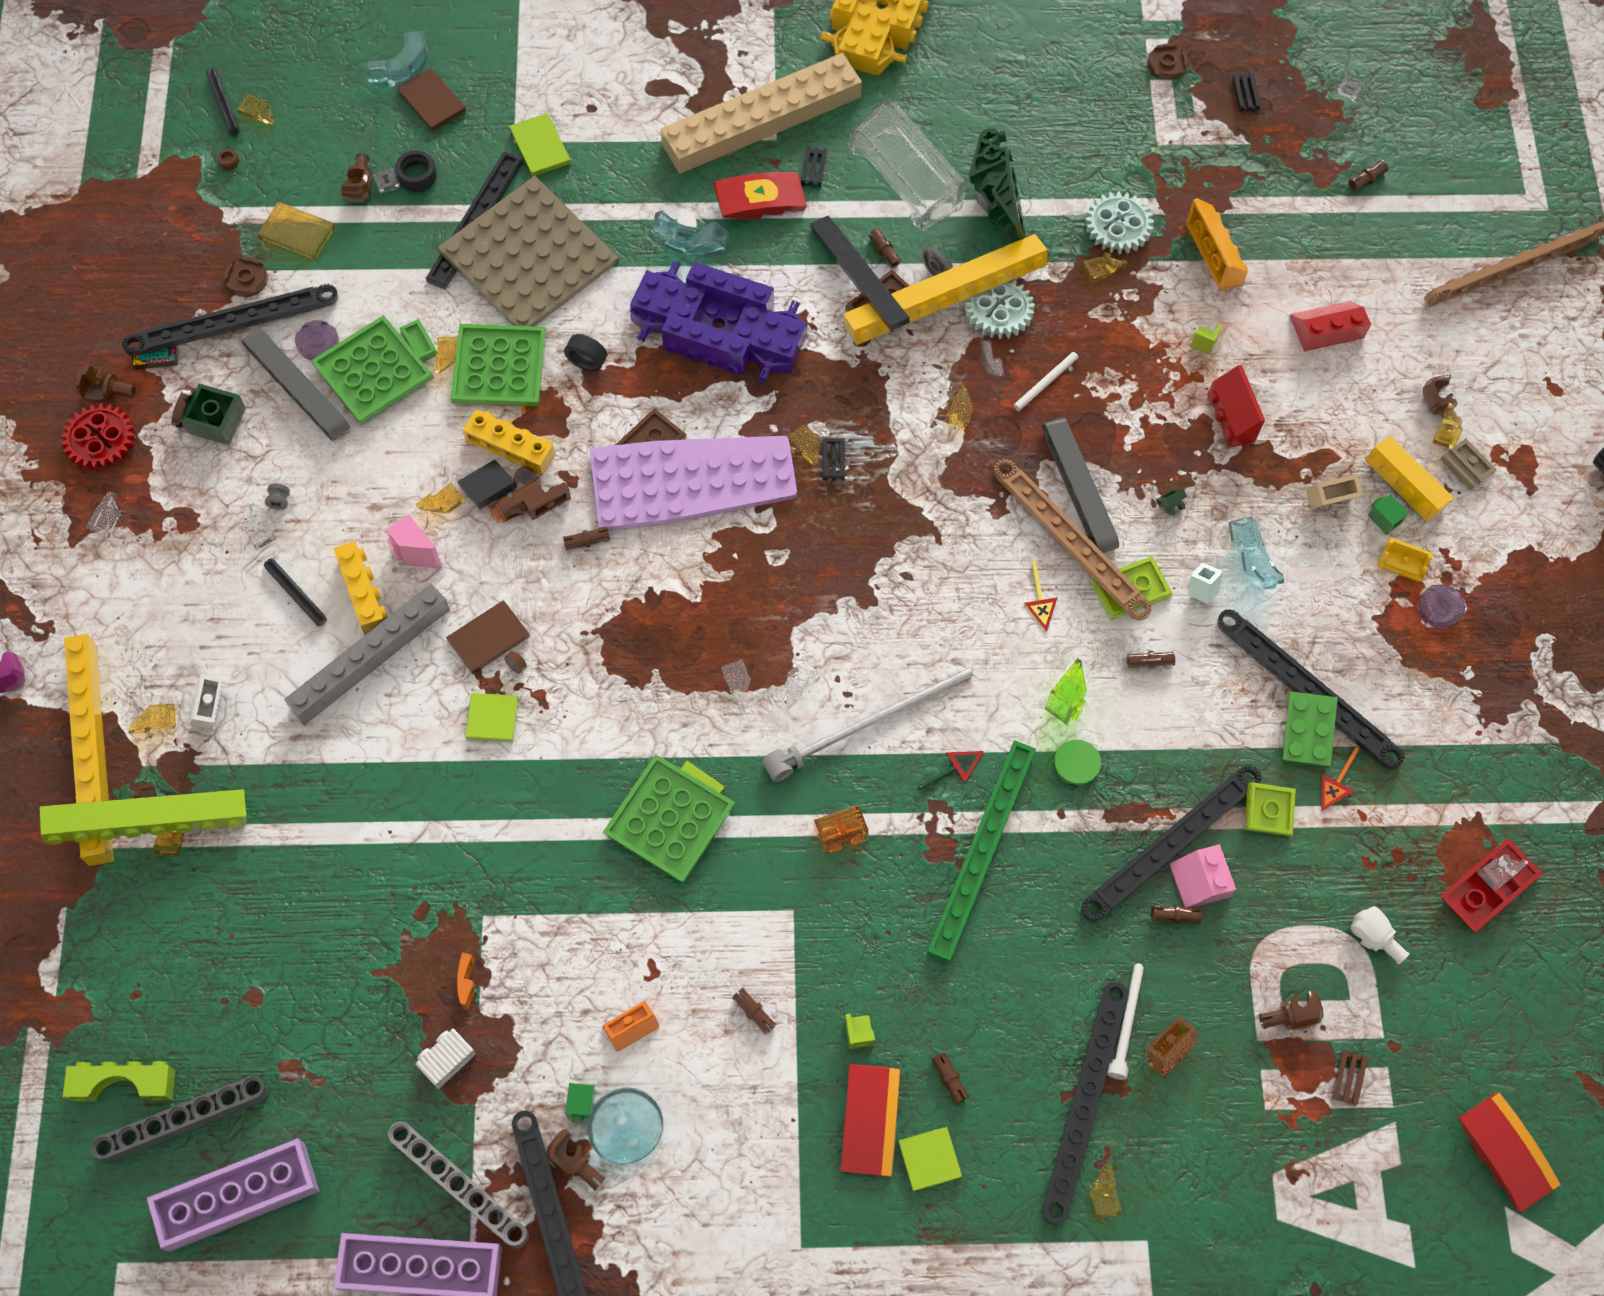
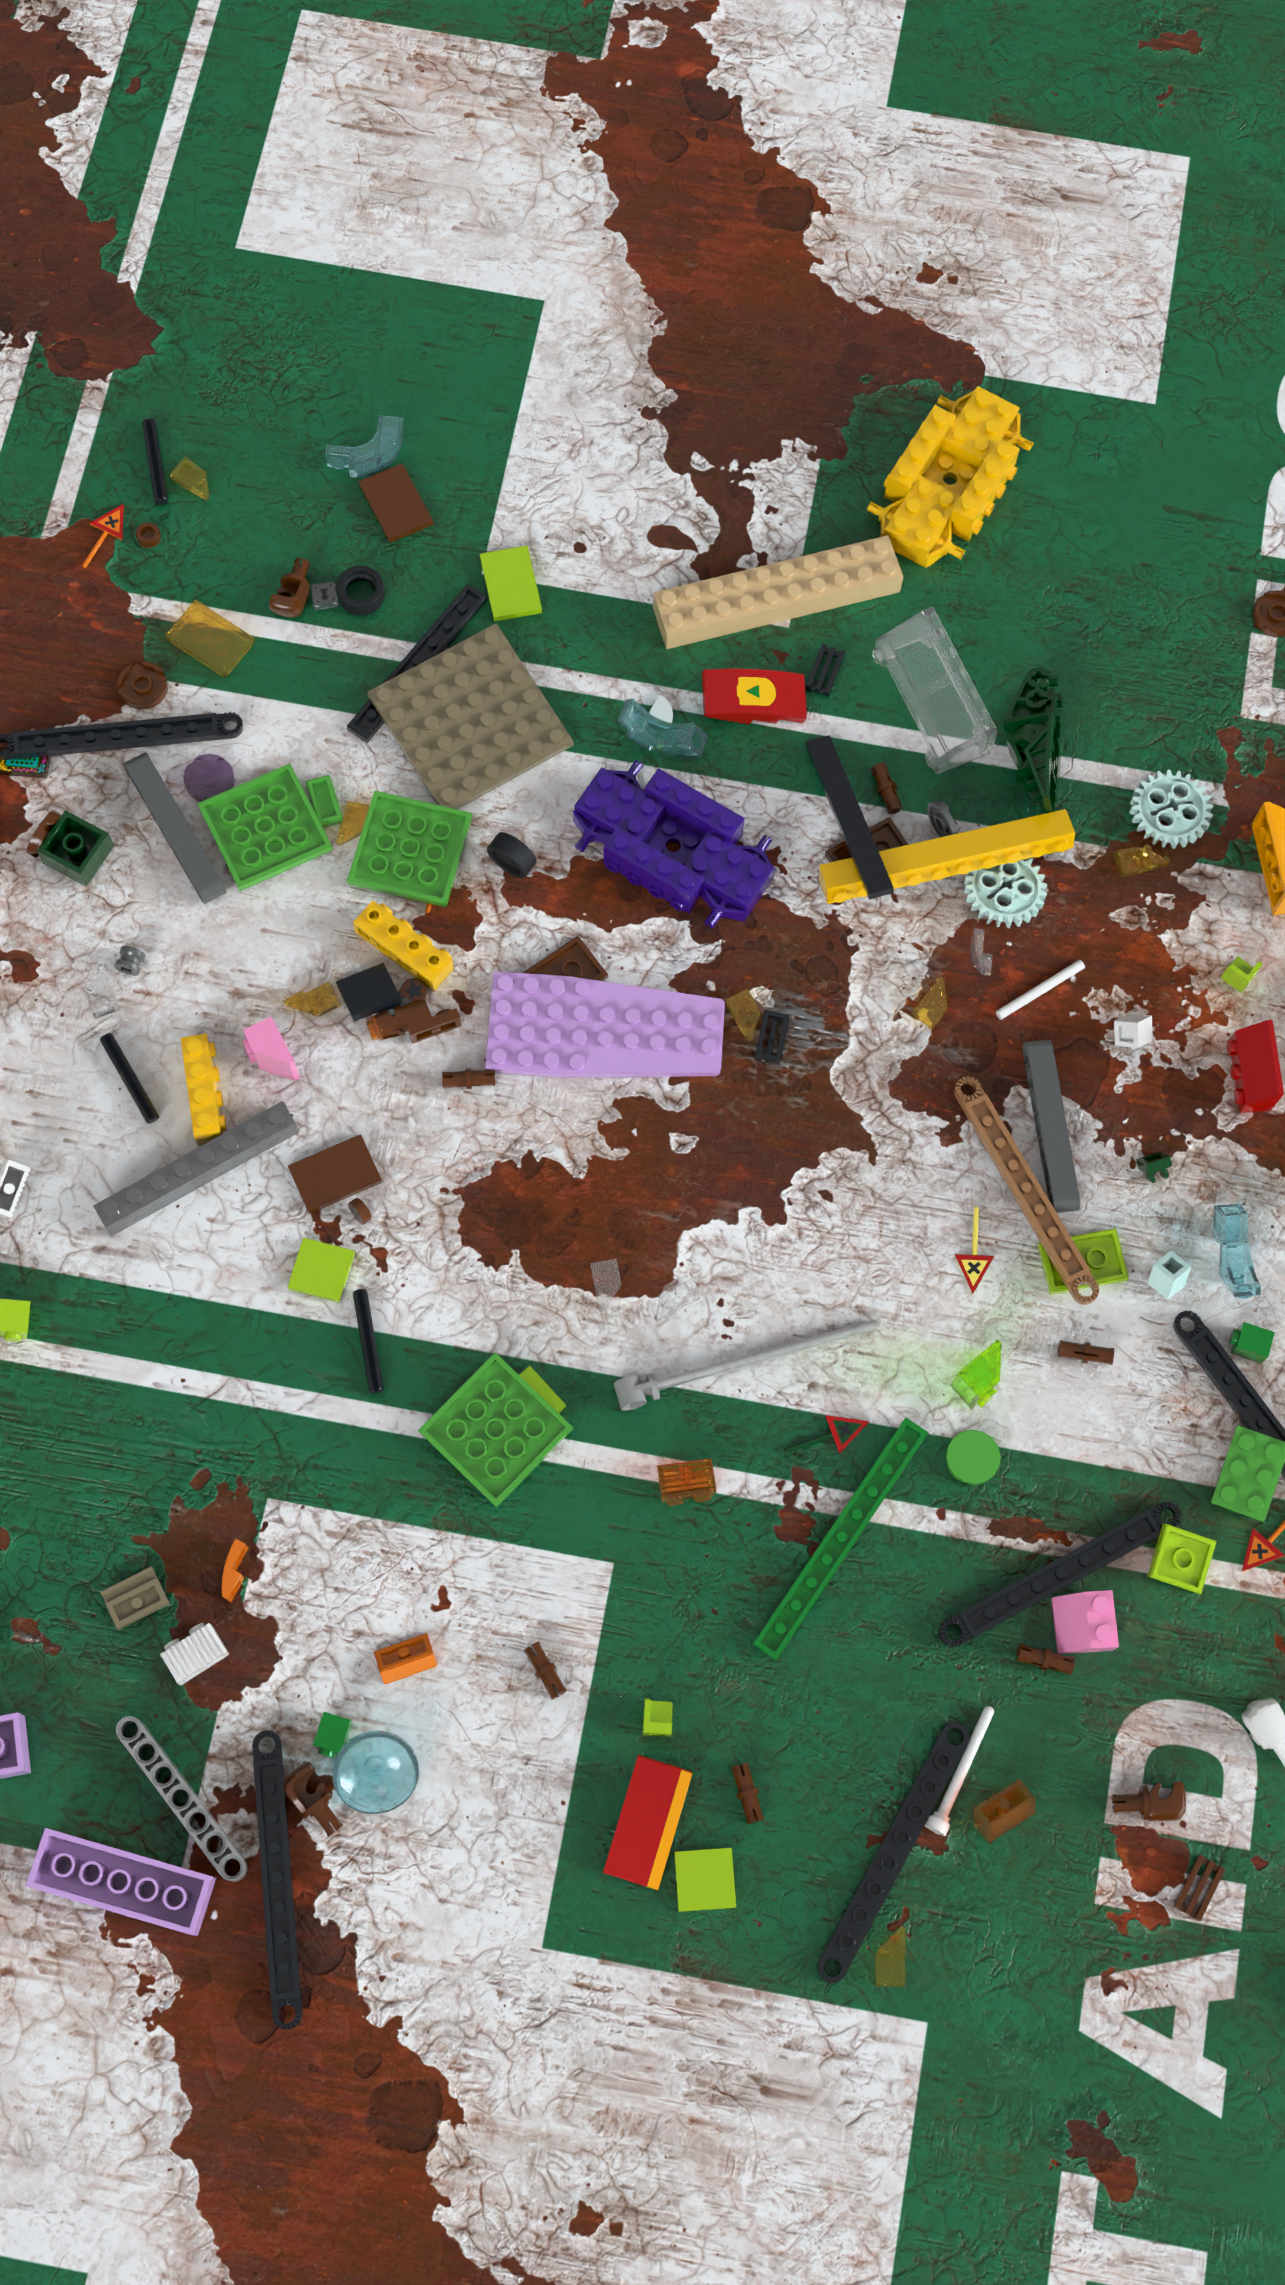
camera: 10 degrees right, 5 degrees up
(193, 155) = (111, 524): none -> piece
(383, 1022) = (135, 1598): none -> dark tan plate
(544, 768) = (368, 1341): none -> black axle
(1129, 398) = (1133, 1030): none -> white panel
(1285, 624) = (1251, 1342): none -> green brick

